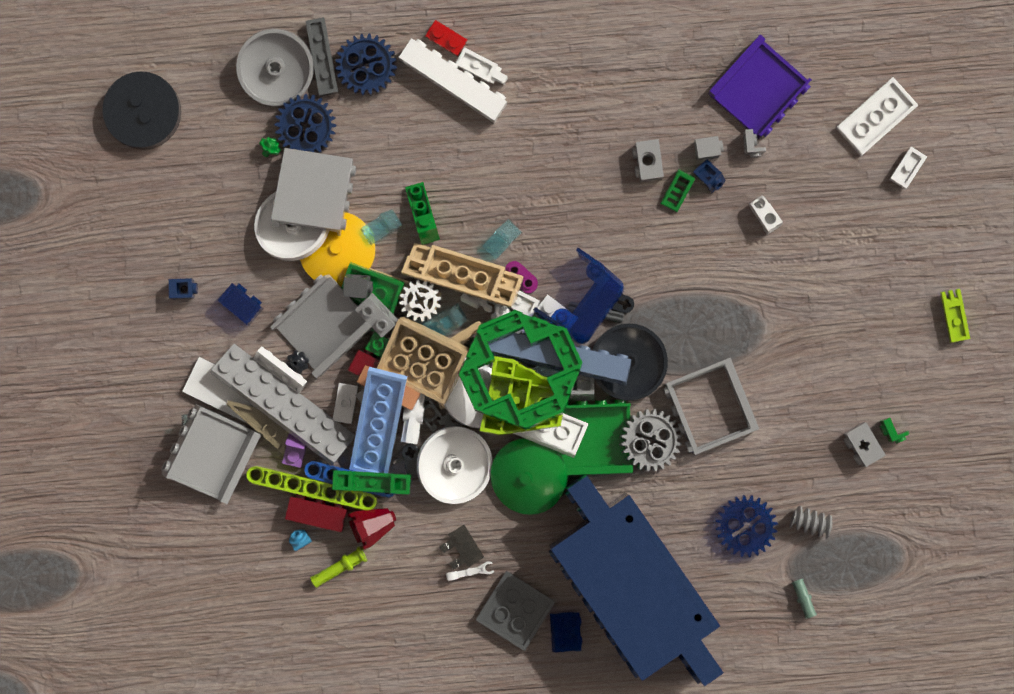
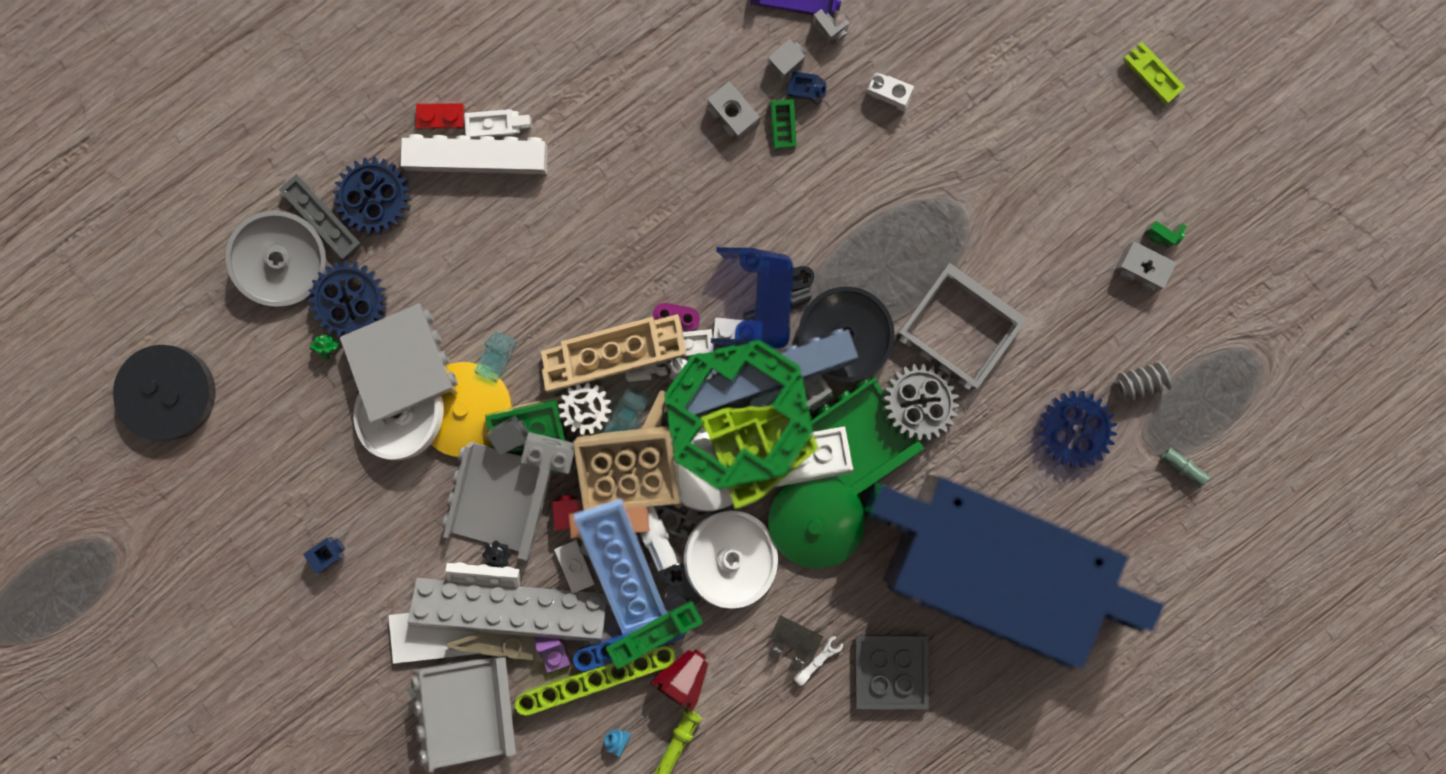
camera: 30 degrees left, 0 degrees up
(241, 304) = (397, 531): clear blue brick -> none
(316, 513) = (617, 703): dark red brick -> none
(377, 344) = (568, 483): green brick -> none
(422, 213) = (530, 315): green slope -> none
(502, 239) = (631, 290): clear light blue slope -> none
(565, 631) = (959, 661): clear blue bracket -> none

